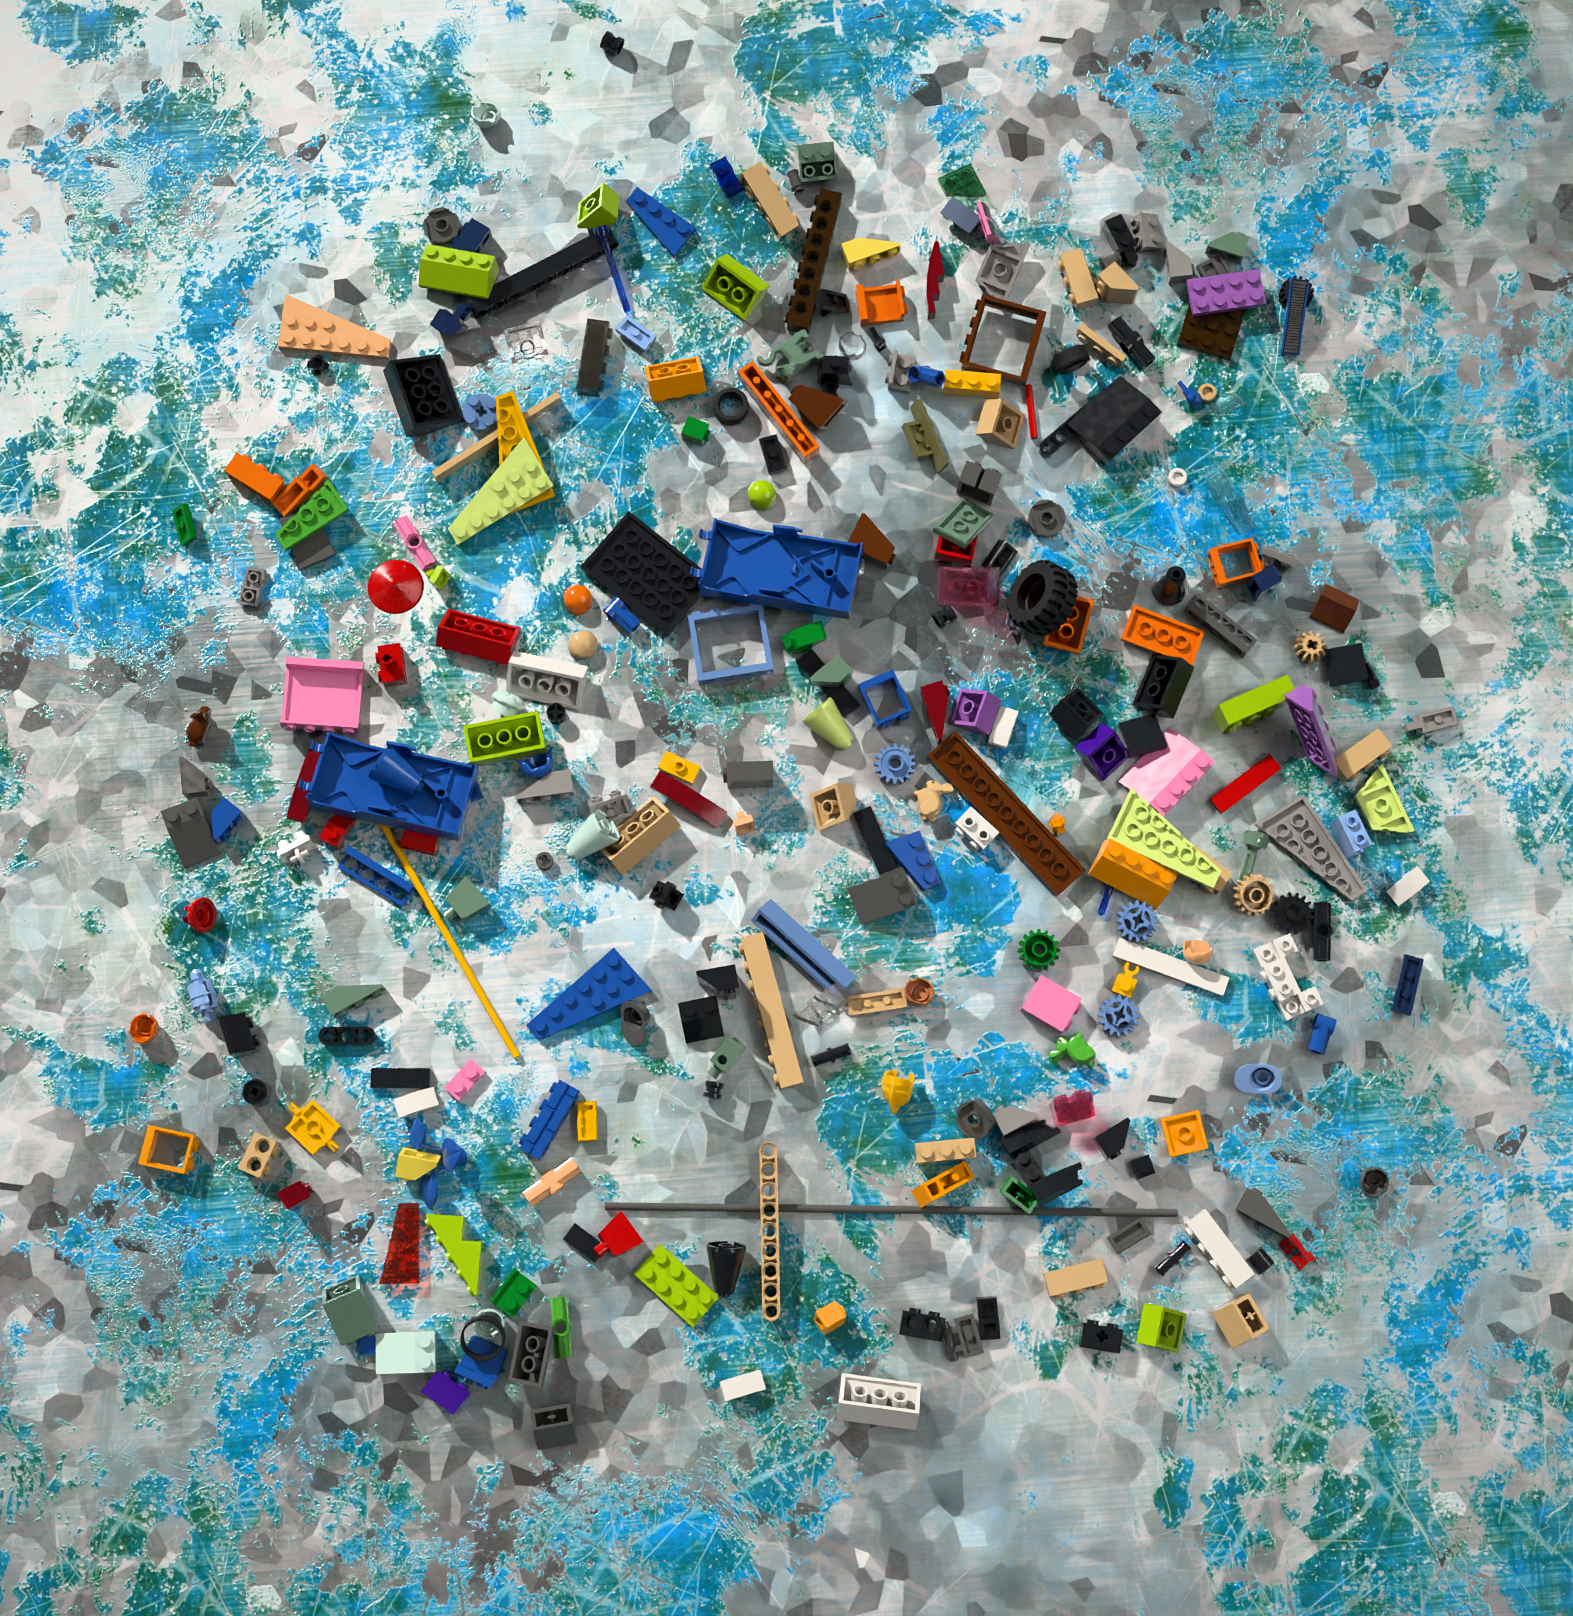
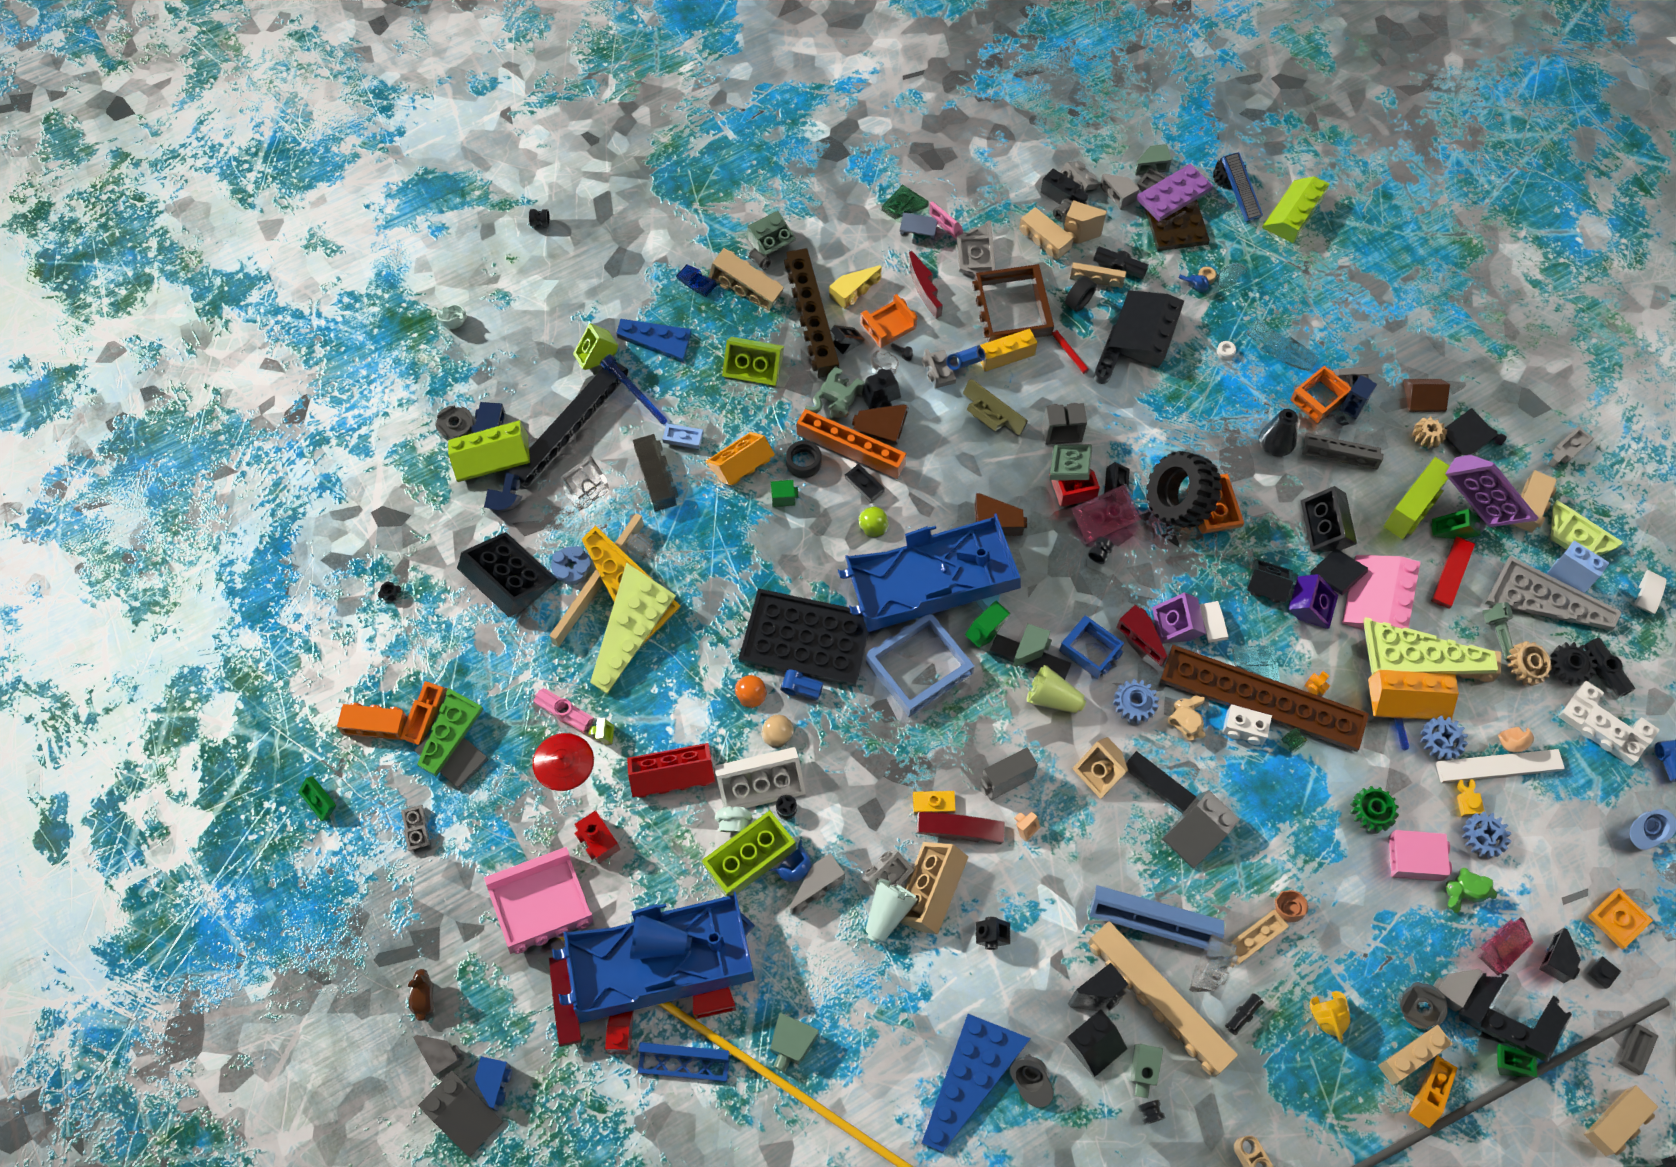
camera: 25 degrees left, 15 degrees down
(297, 849) = (585, 1075): white hips -> none
(318, 331) = (374, 562): light nougat wing -> none
(539, 864) = (854, 954): dark grey bush -> none
(915, 858) = (1203, 776): blue wing -> none
(999, 423) = (1049, 370): tan slope -> none
(1008, 861) = (1294, 740): none -> clear green wheel
(1037, 513) = (1136, 439): dark grey plate -> none
(1162, 634) = (1297, 479): orange plate -> none
(1274, 743) = (1461, 524): none -> green slope
(1336, 362) = (1296, 207): none -> lime slope

